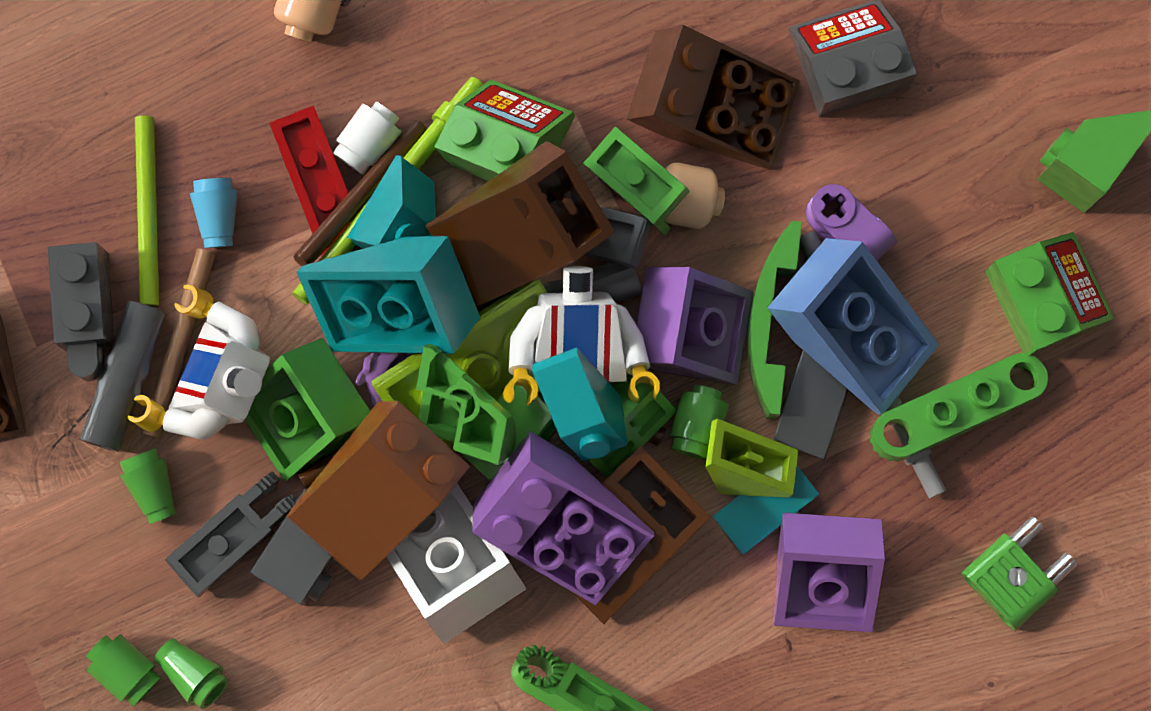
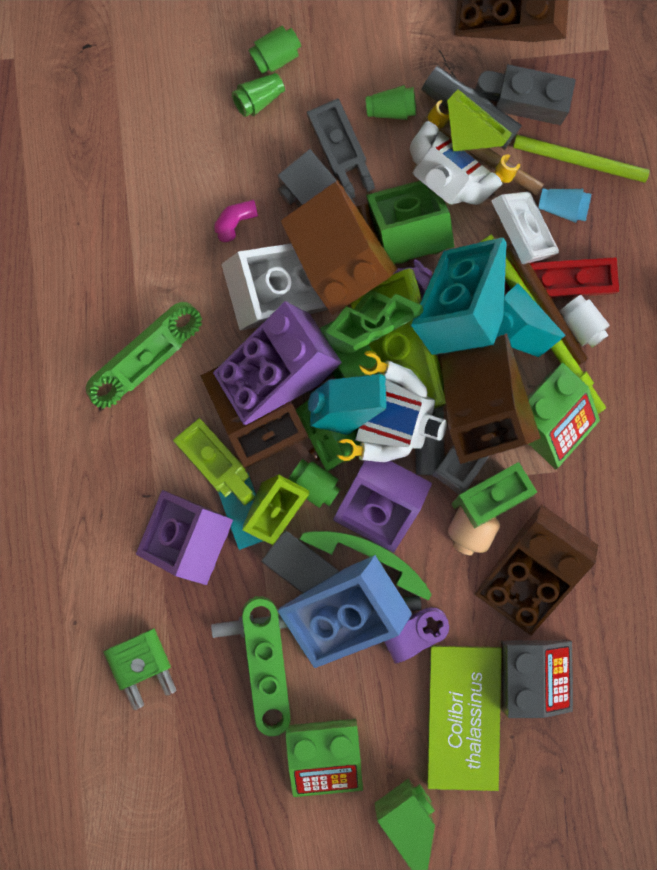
camera: 105 degrees right, 5 degrees up
(153, 360) = (473, 126): none -> lime slope
(267, 251) = (525, 226): none -> white tile
(375, 654) = (230, 218): none -> dark pink arm
(713, 564) = (214, 461): none -> lime hinge
(935, 132) = (464, 718): none -> lime tile

